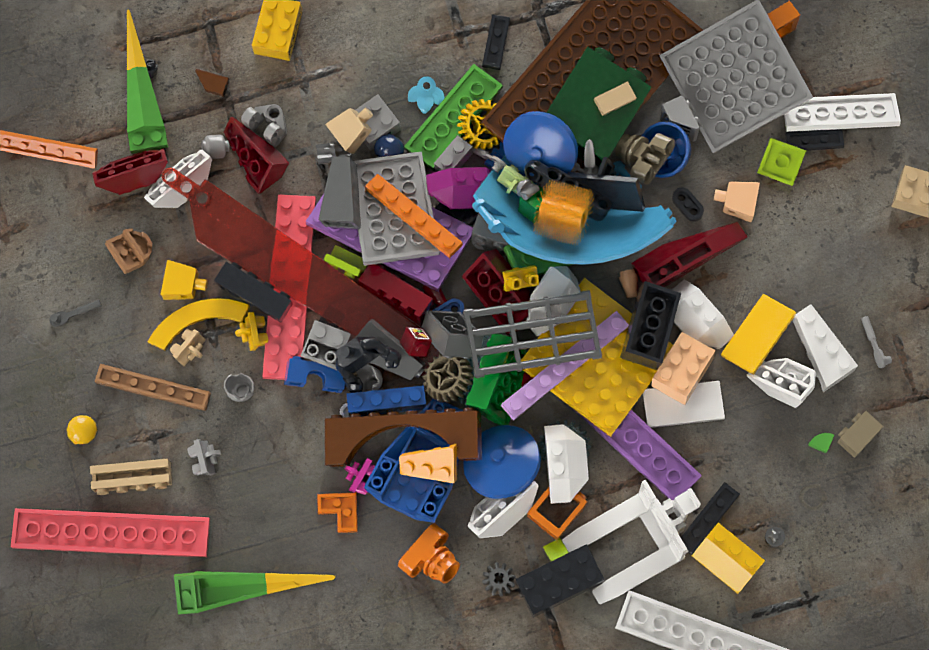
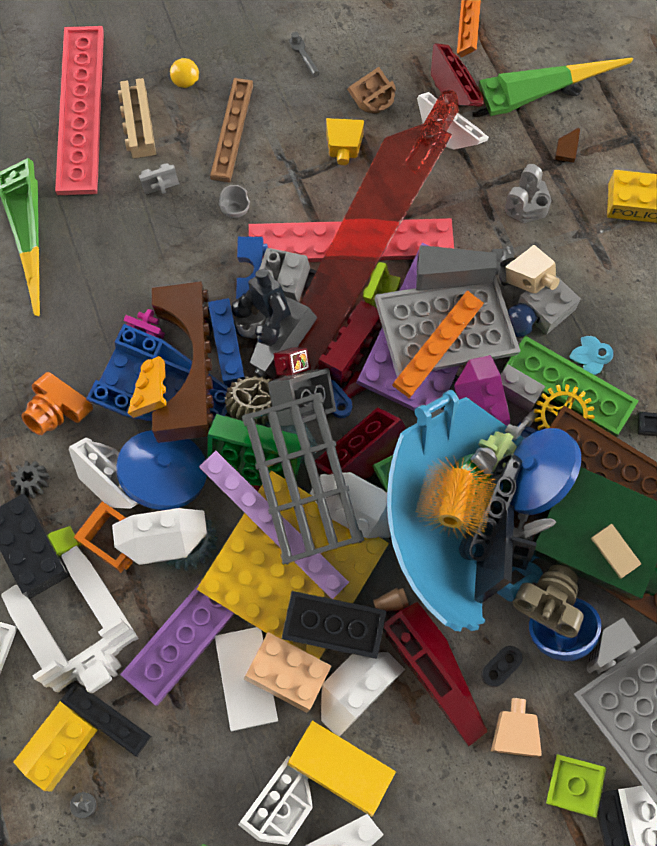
camera: 80 degrees right, 5 degrees down
(189, 348) = (275, 154): tan hips -> none
(195, 313) = (312, 156): yellow tile -> none
(215, 146) = (495, 153): light grey head -> none
(249, 332) = (305, 207): yellow hips -> none
(253, 291) = (335, 198): black wedge -> none
(260, 159) = (491, 195): dark red wedge -> none
(344, 506) = (112, 317): orange tile -> none
(520, 278) = (372, 460): yellow hips -> none

